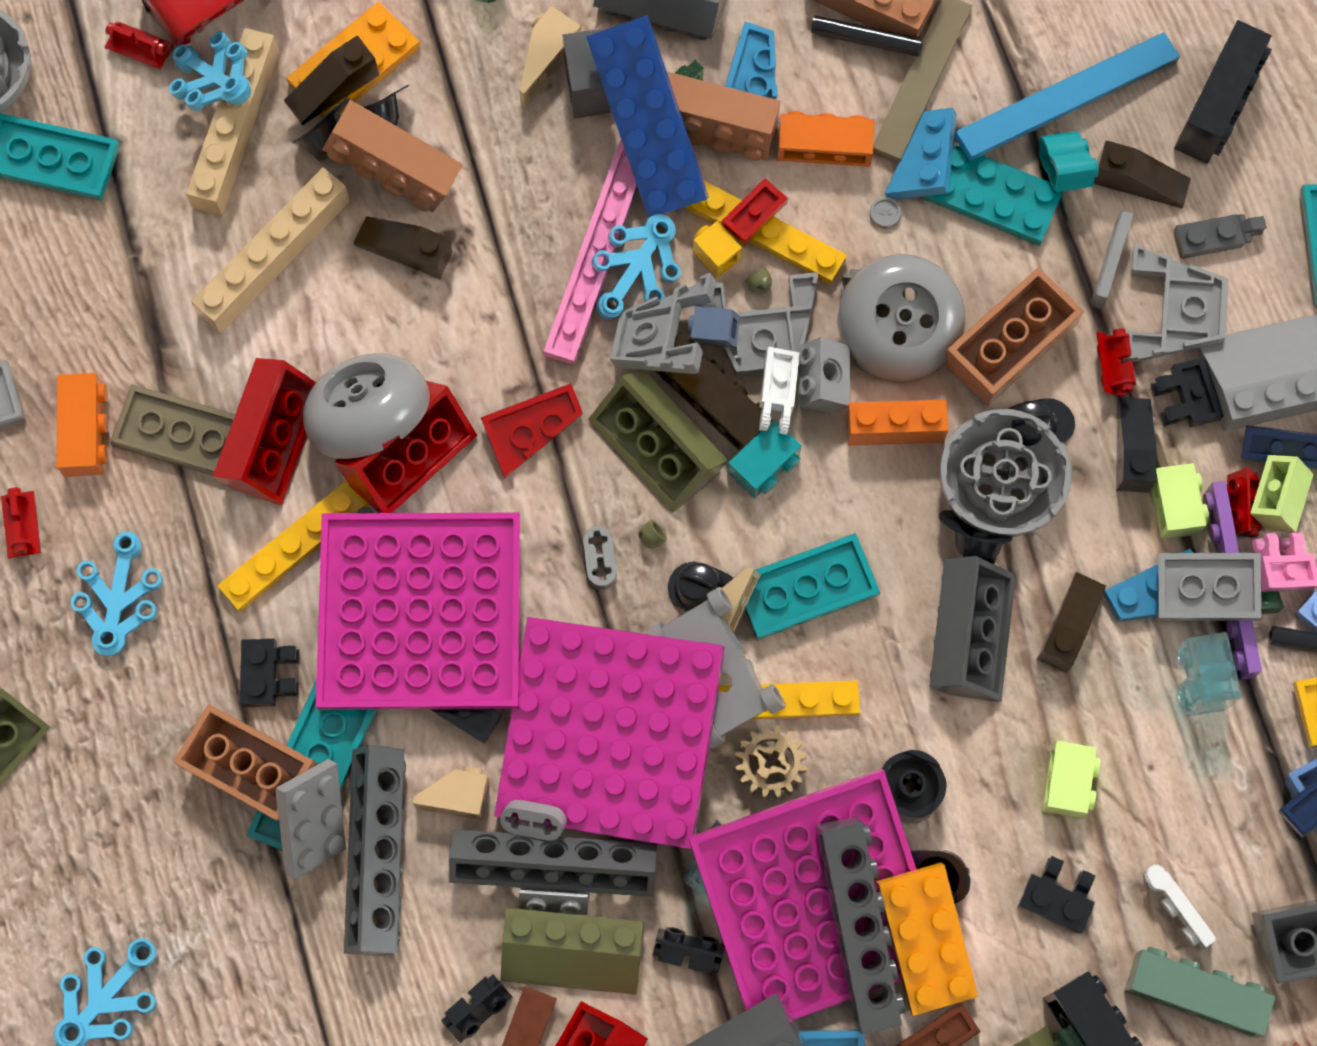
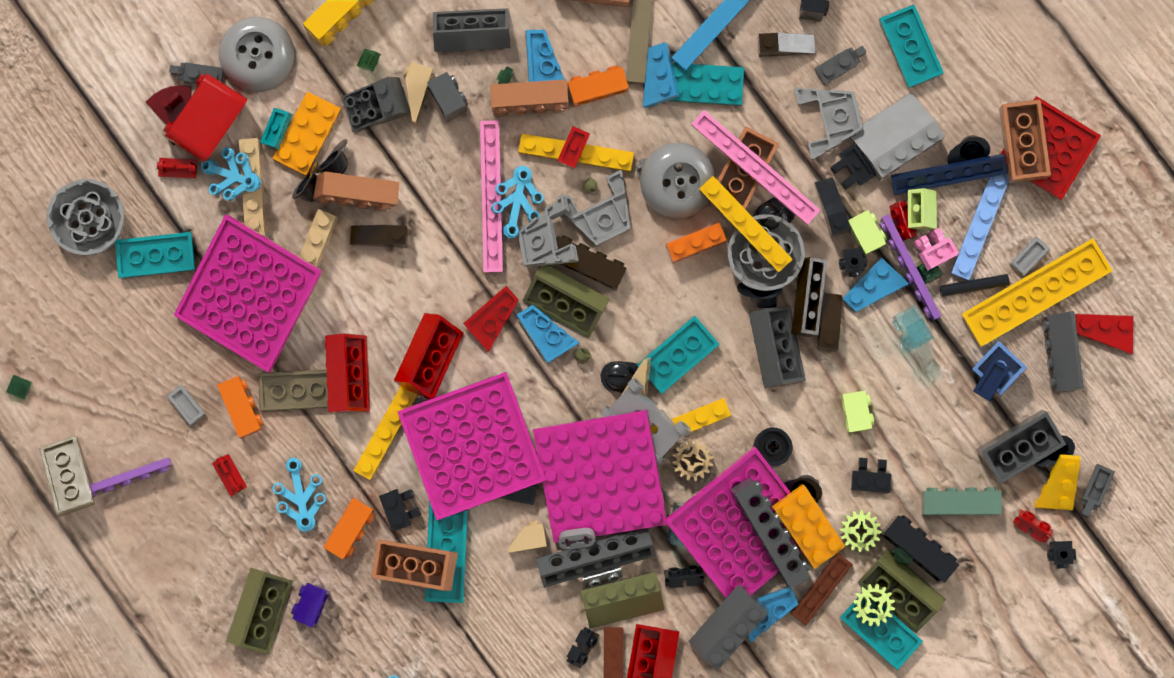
camera: 20 degrees left, 10 degrees up
(59, 774) = (310, 604): none -> dark purple slope
(162, 252) = (248, 293): none -> dark pink plate
(172, 675) = (349, 529): none -> orange brick
(309, 37) = (276, 128): none -> teal plate
(310, 818) = (459, 582): light grey plate -> none
(333, 80) = (302, 154): dark brown slope -> none
(363, 864) = (489, 580): dark grey brick -> none
(364, 405) = (408, 339): light grey brick -> none
(476, 52) = (376, 104): none -> dark grey slope
(605, 483) = (545, 334): none -> dark azure wing
(608, 557) = (554, 381): light grey beam -> none
(647, 116) = (494, 115): blue plate -> none
(714, 326) = (575, 225): sand blue brick -> none
(716, 248) = (558, 175): yellow brick -> none
(764, 460) = (629, 290): teal brick -> none
(778, 387) = (623, 248): white hinge -> none
(824, 375) = (646, 230): light grey brick -> none
(867, 36) = (599, 13): black piece -> none
(885, 212) = (646, 117): light grey piece -> none
(988, 415) = (745, 224): none -> yellow plate
(1025, 986) = (852, 530): none -> yellowish green gear
(1034, 333) = (755, 167): none -> bright pink plate
(1052, 568) = (809, 297): none -> dark brown brick
(1068, 161) = (741, 52): teal brick -> none
(1111, 260) = (784, 102): light grey tile -> none
(1116, 376) = (809, 171): red hinge -> none
(1141, 537) = (852, 255): none -> black brick
(1178, 905) = (934, 459): white hinge -> none
(1209, 586) = (898, 279): light grey plate -> none

